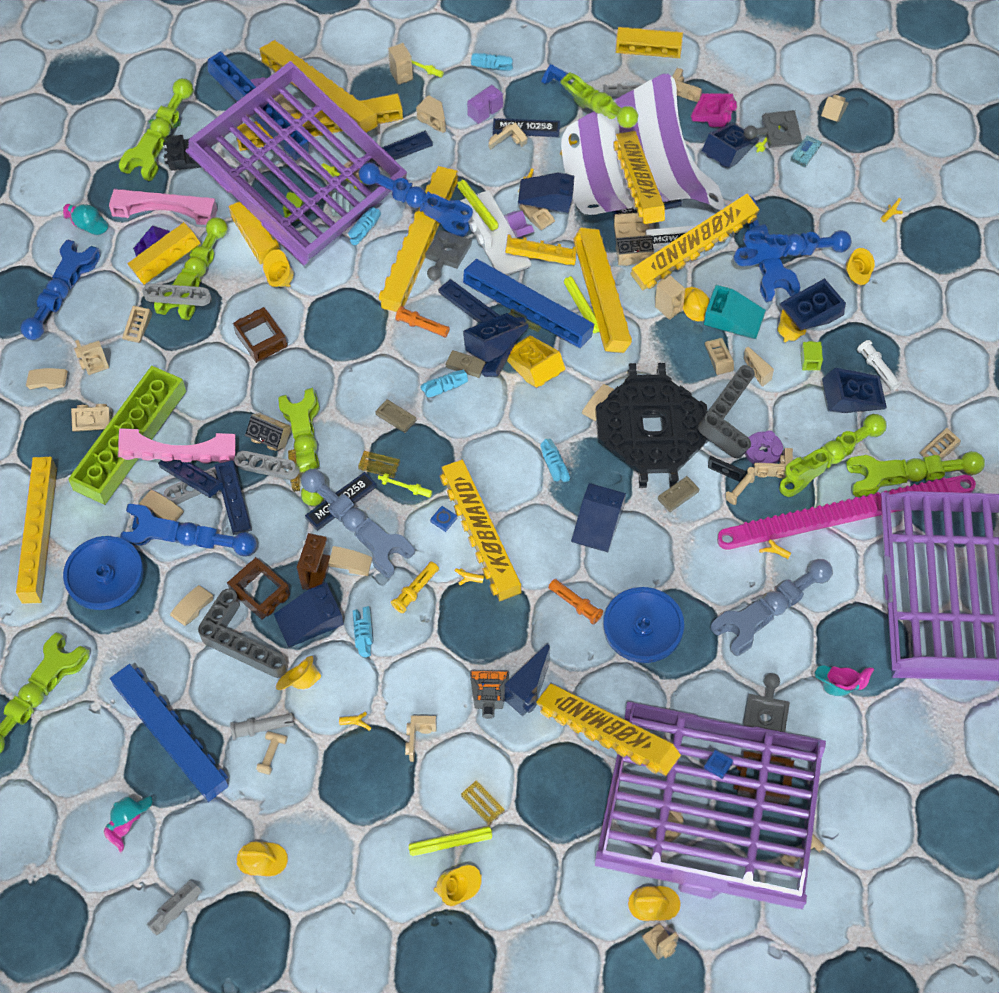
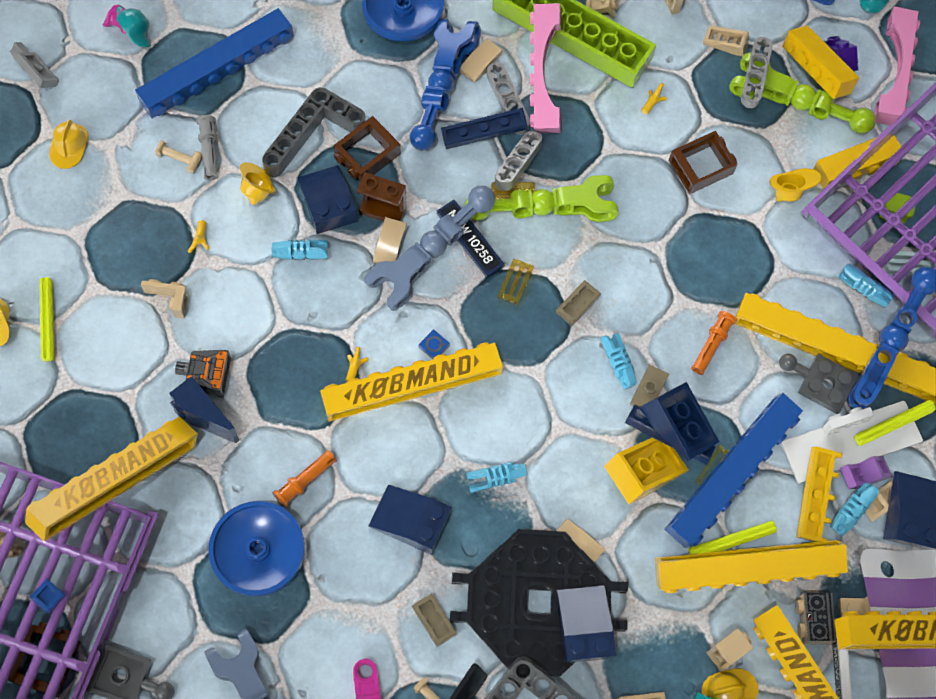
camera: 90 degrees right, 10 degrees up
(190, 605) = (358, 87): tan slope -> none
(192, 476) = (510, 90): dark blue tile -> none
(198, 375) = (653, 99): none -> yellow bar
(268, 431) = (564, 164): brick -> none
(410, 592) = (338, 301): yellow pin -> none
(416, 489) = (475, 319): neon yellow piece -> none
(466, 302) = (742, 400): dark blue tile -> none
(494, 815) = (86, 362): clear yellow tile -> none
(547, 228) = (854, 508): none -> medium azure hinge
(668, 385) = (586, 624): none -> slope

